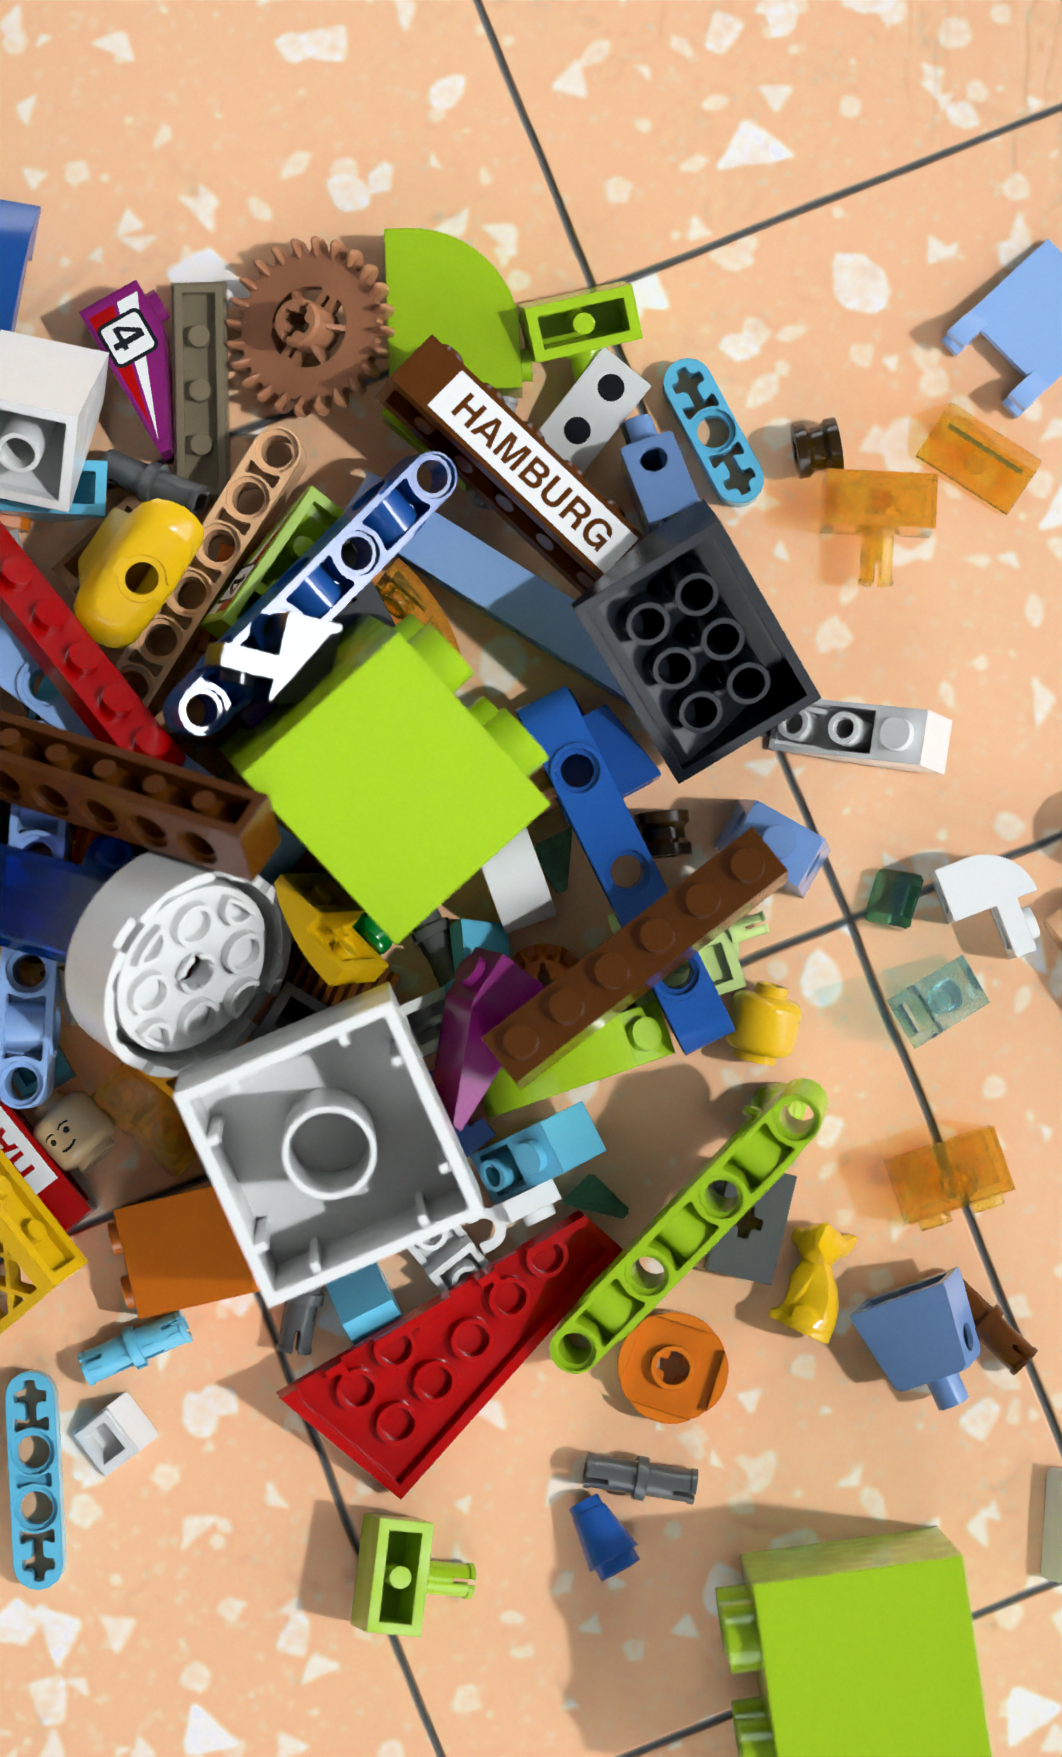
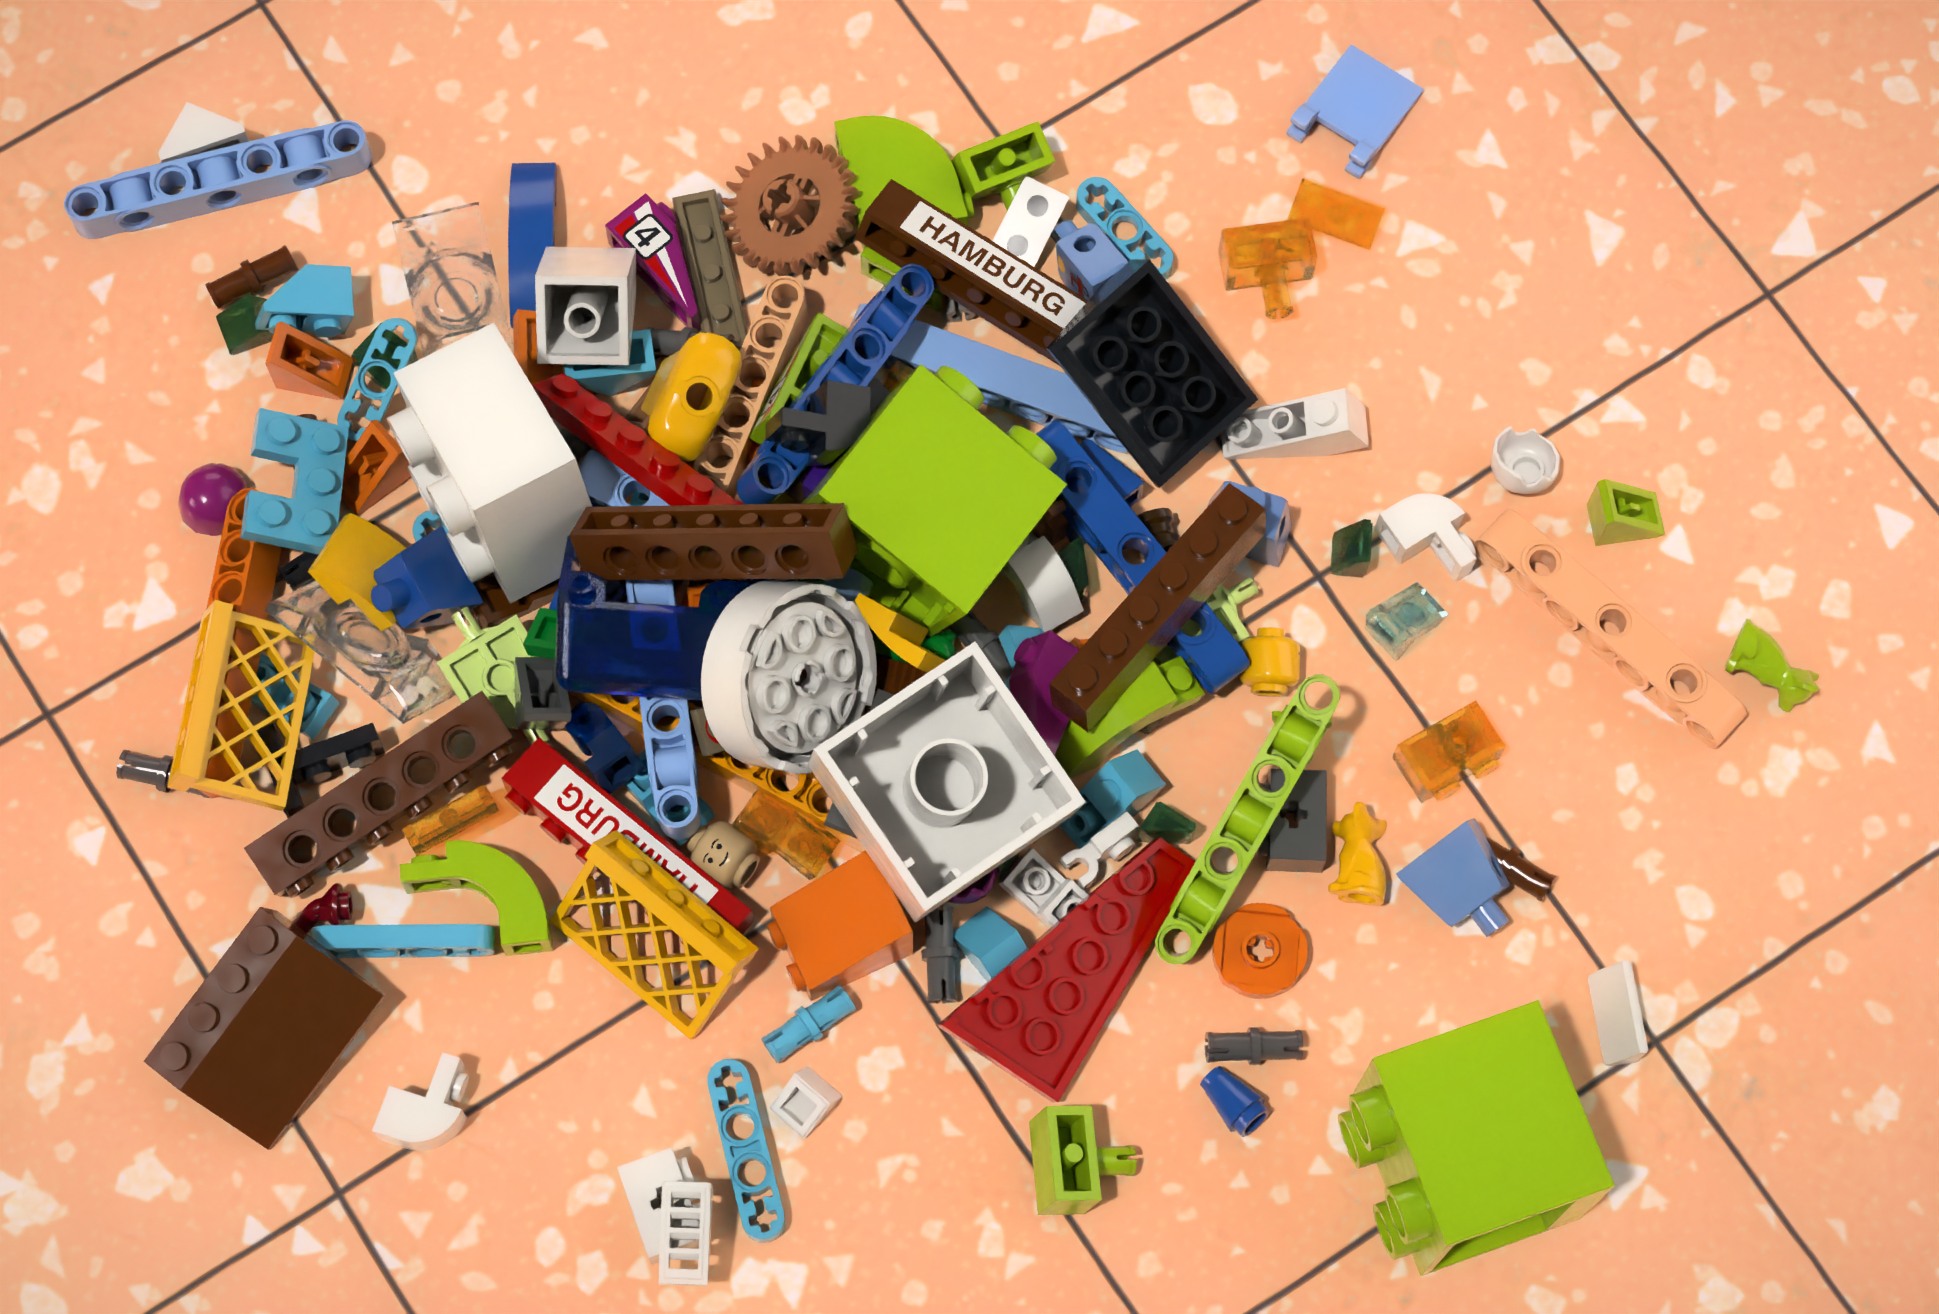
camera: 15 degrees left, 15 degrees down
(816, 447) = (1207, 222): dark brown wheel -> none

